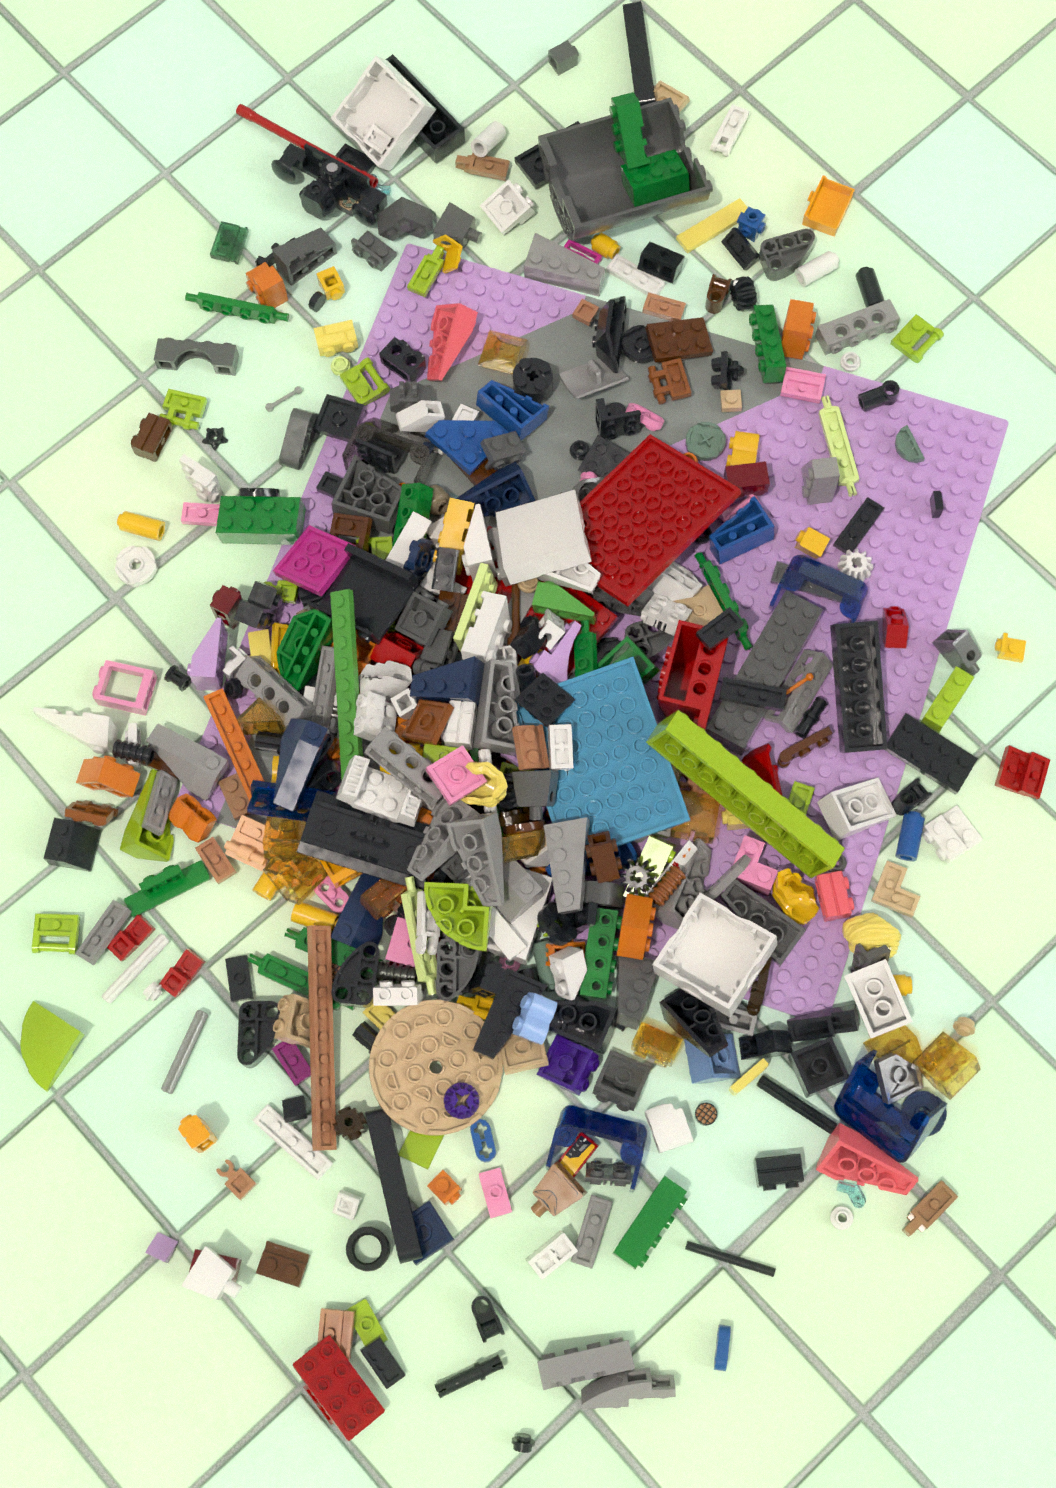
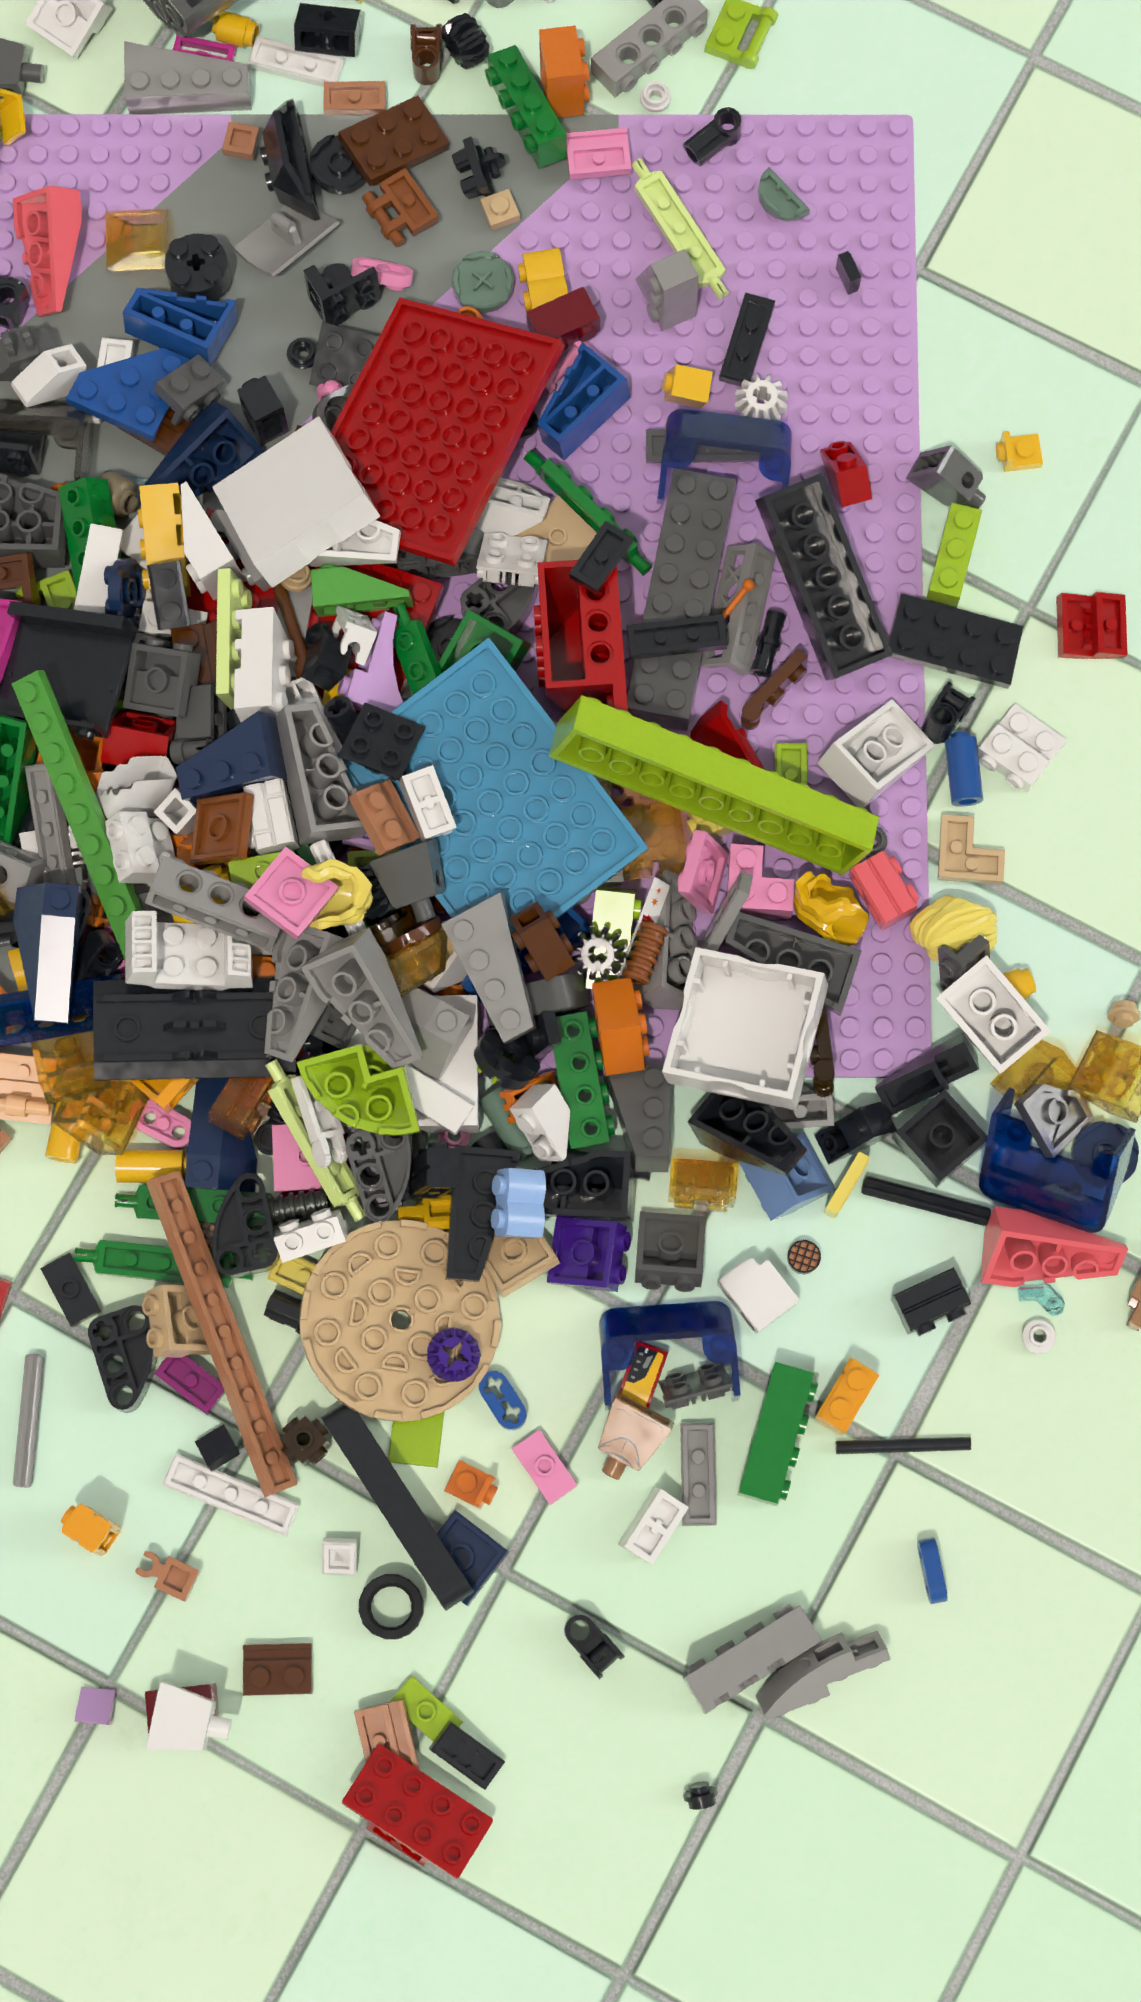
camera: 20 degrees left, 5 degrees up
(469, 1376) = (595, 1731): black pin -> none
(543, 476) = (262, 409): none -> black brick
(703, 1214) = (846, 1396): none -> light orange brick
(721, 847) = (702, 872): none -> bright pink plate

